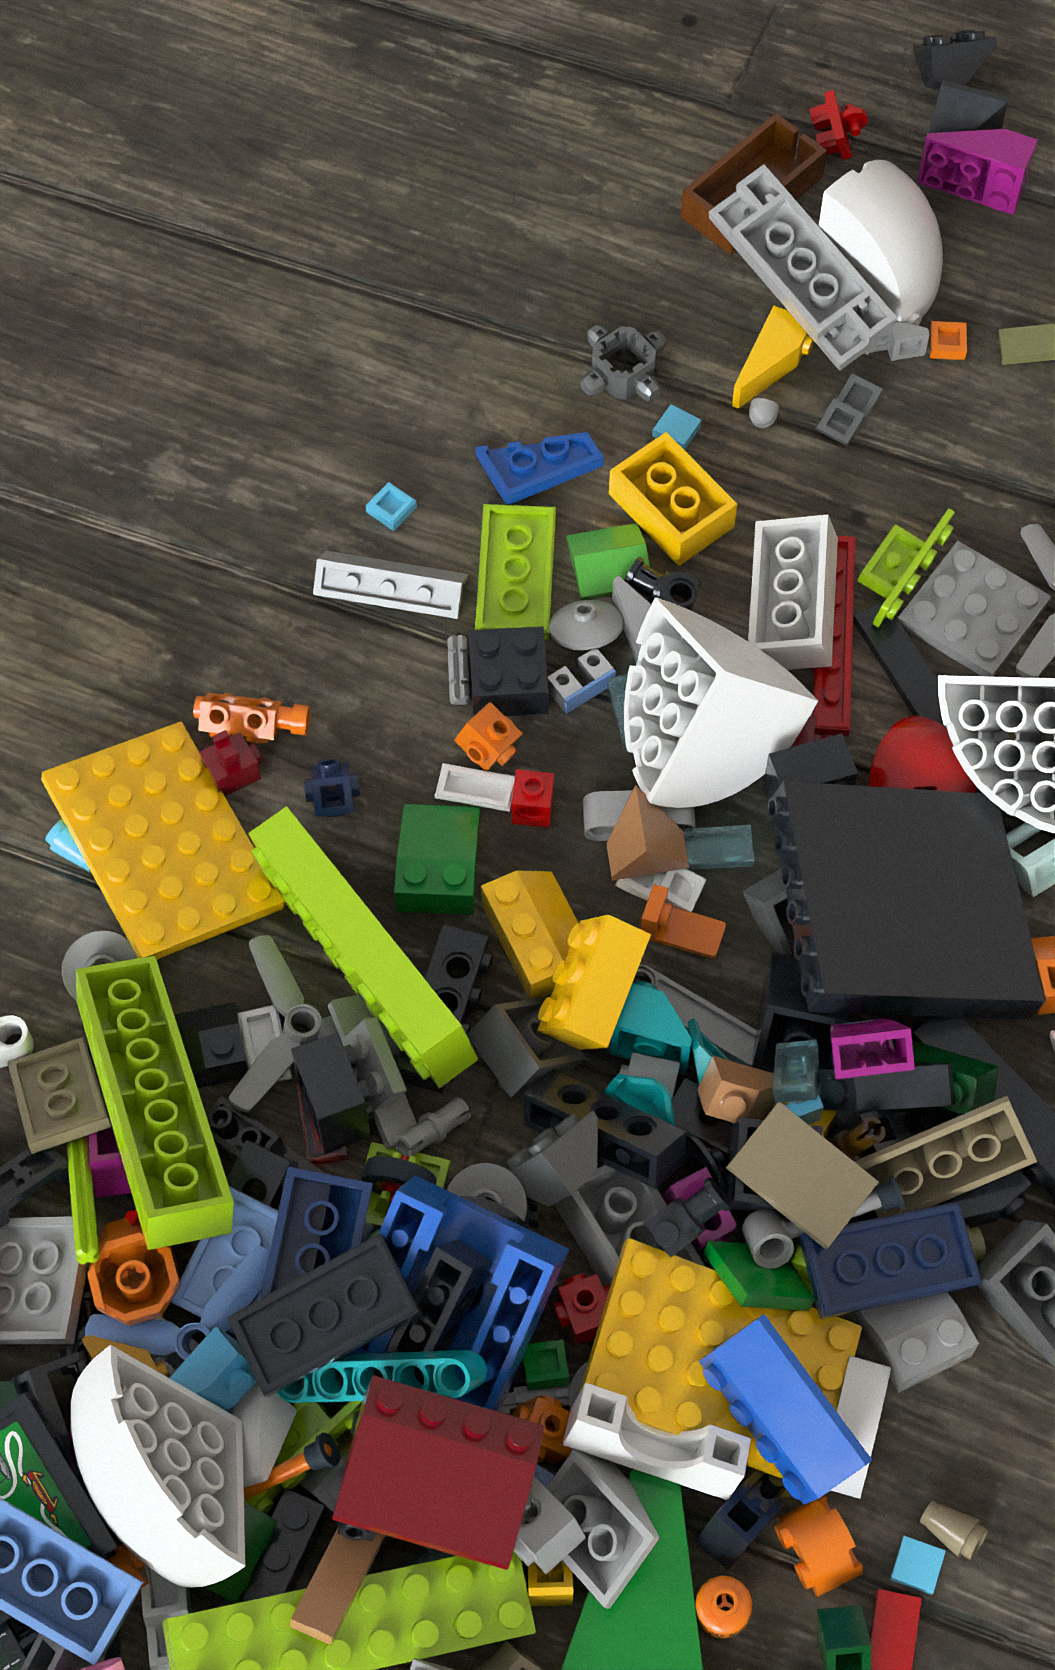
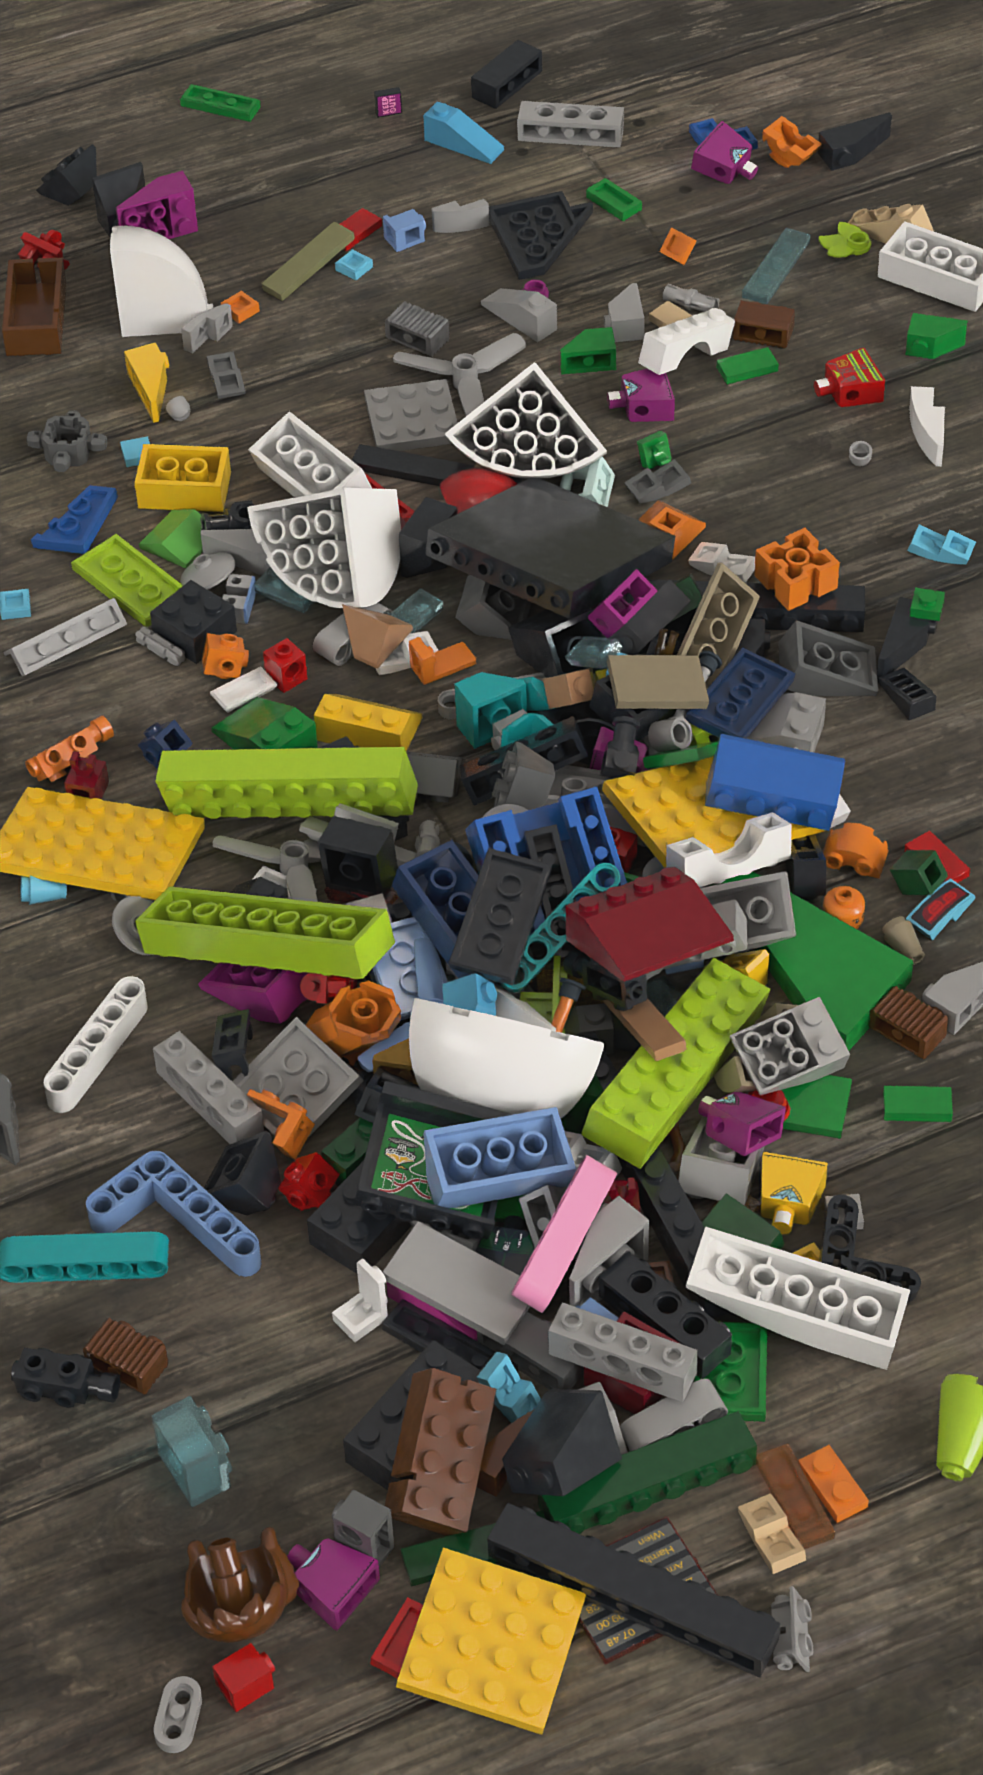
camera: 45 degrees left, 15 degrees down
(58, 1095) = (196, 994): dark tan tile -> none
(82, 1201) = (276, 1010): lime axle -> none
(593, 982) = (438, 698): yellow brick -> none
(803, 268) = (124, 313): light grey slope -> none
(896, 563) = (348, 420): lime bracket -> none
(917, 1565) = (910, 822): medium azure tile -> none
(955, 1529) = (909, 791): dark tan cone -> none

